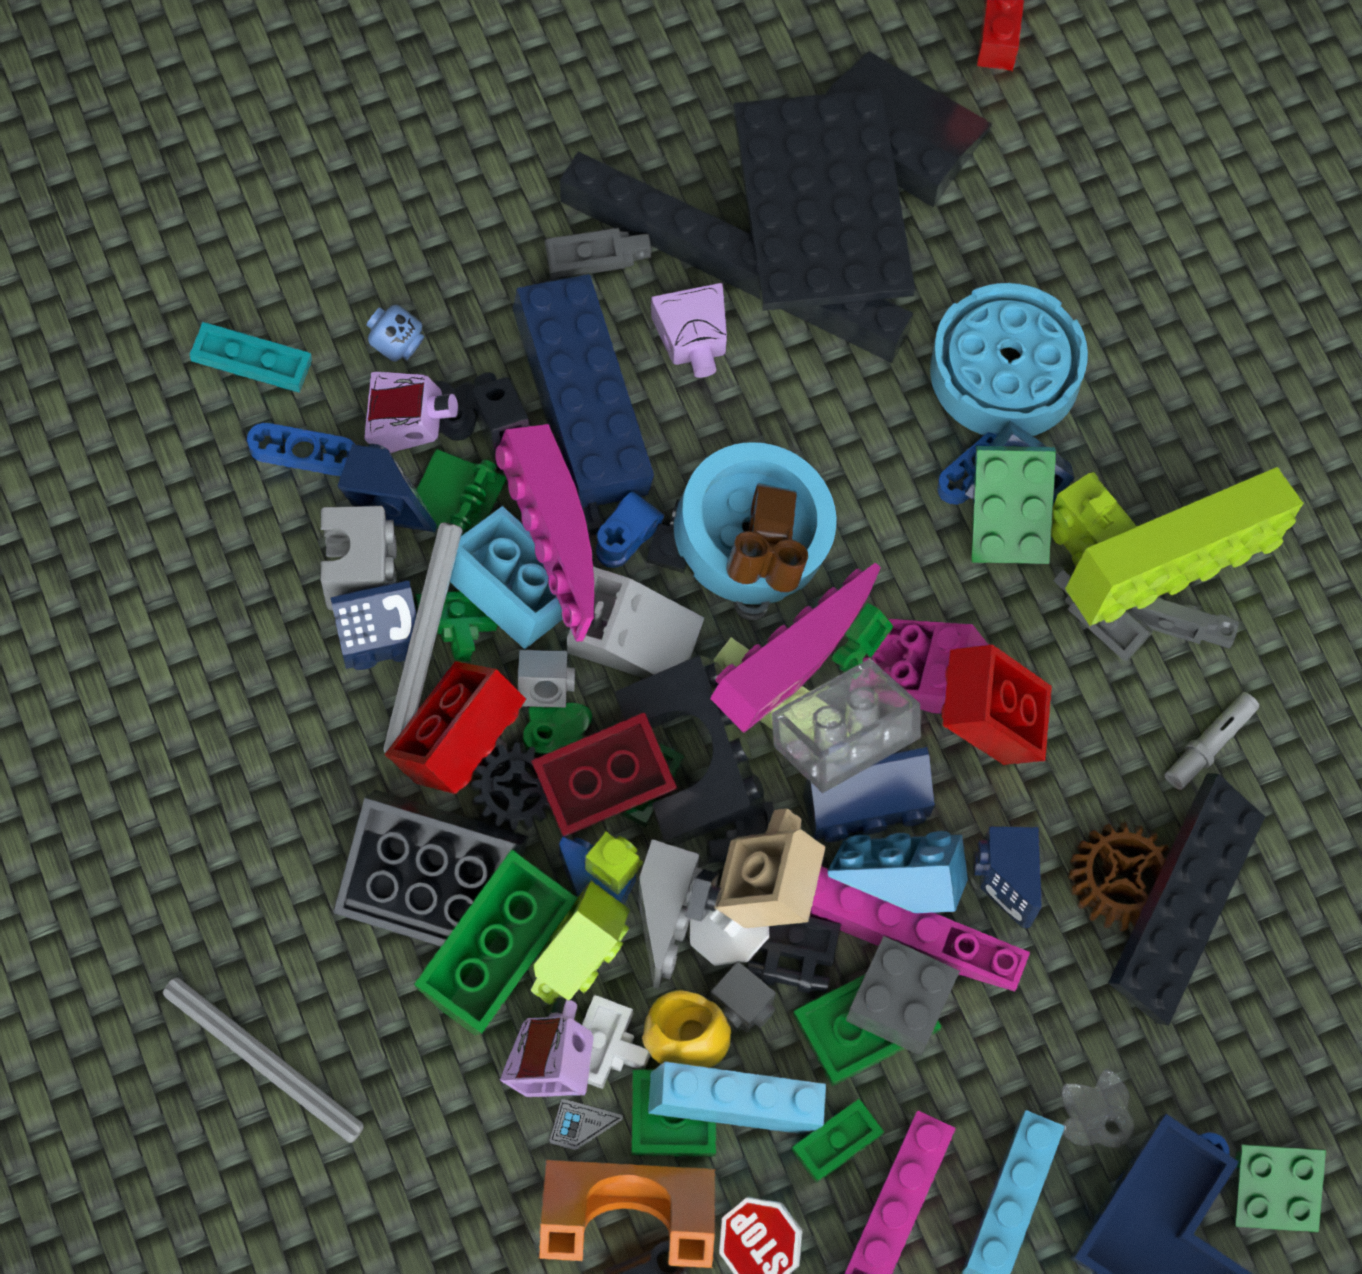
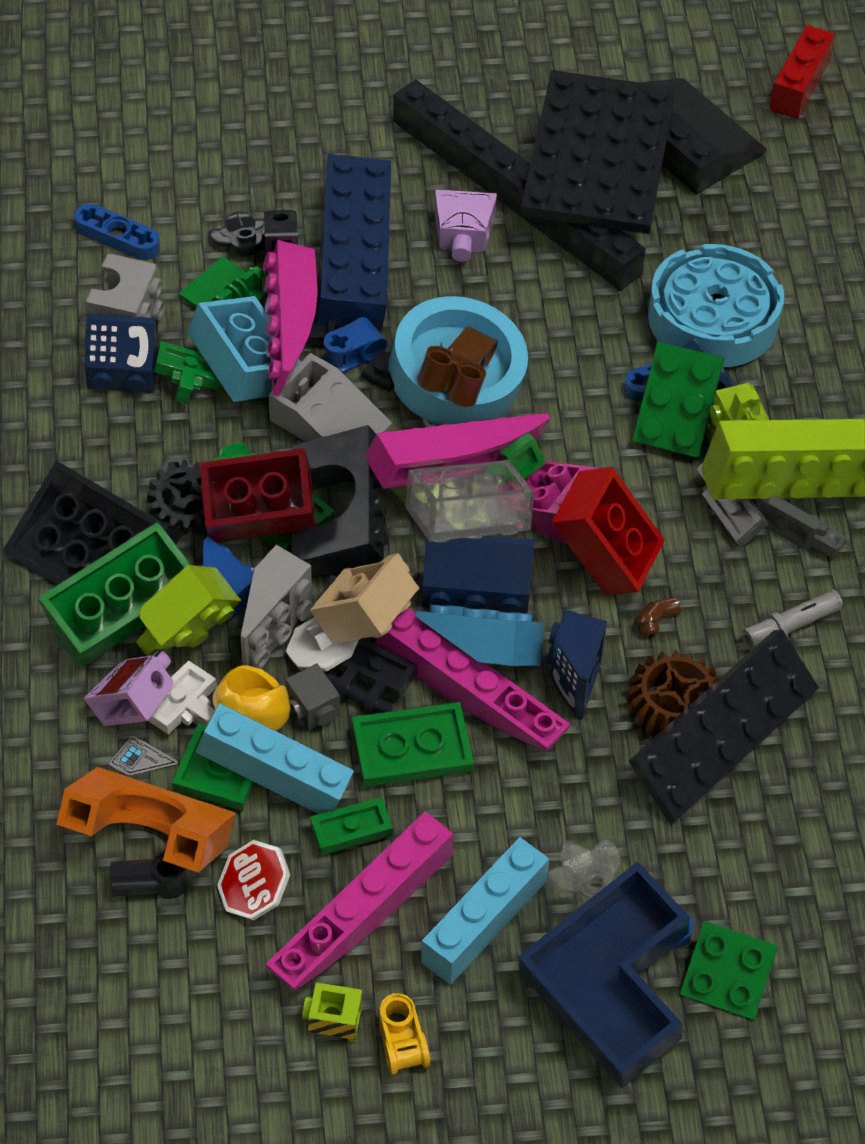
camera: 20 degrees right, 15 degrees down
(251, 357) = (103, 160): teal plate -> none
(376, 479) = (161, 245): dark blue slope -> none
(395, 333) = (222, 169): medium blue head -> none
(405, 410) = (206, 220): lavender torso -> none
(424, 630) = (151, 369): light grey axle -> none
(456, 727) = (154, 438): red brick -> none
(544, 678) = (229, 433): light grey brick -> none
(595, 252) = (409, 155): dark grey hinge -> none
(613, 862) = (237, 556): lime brick -> none
(704, 895) = (302, 594): plate -> none
(902, 995) = (445, 723): dark grey brick -> none
(1063, 777) = (654, 611): none -> reddish brown arm

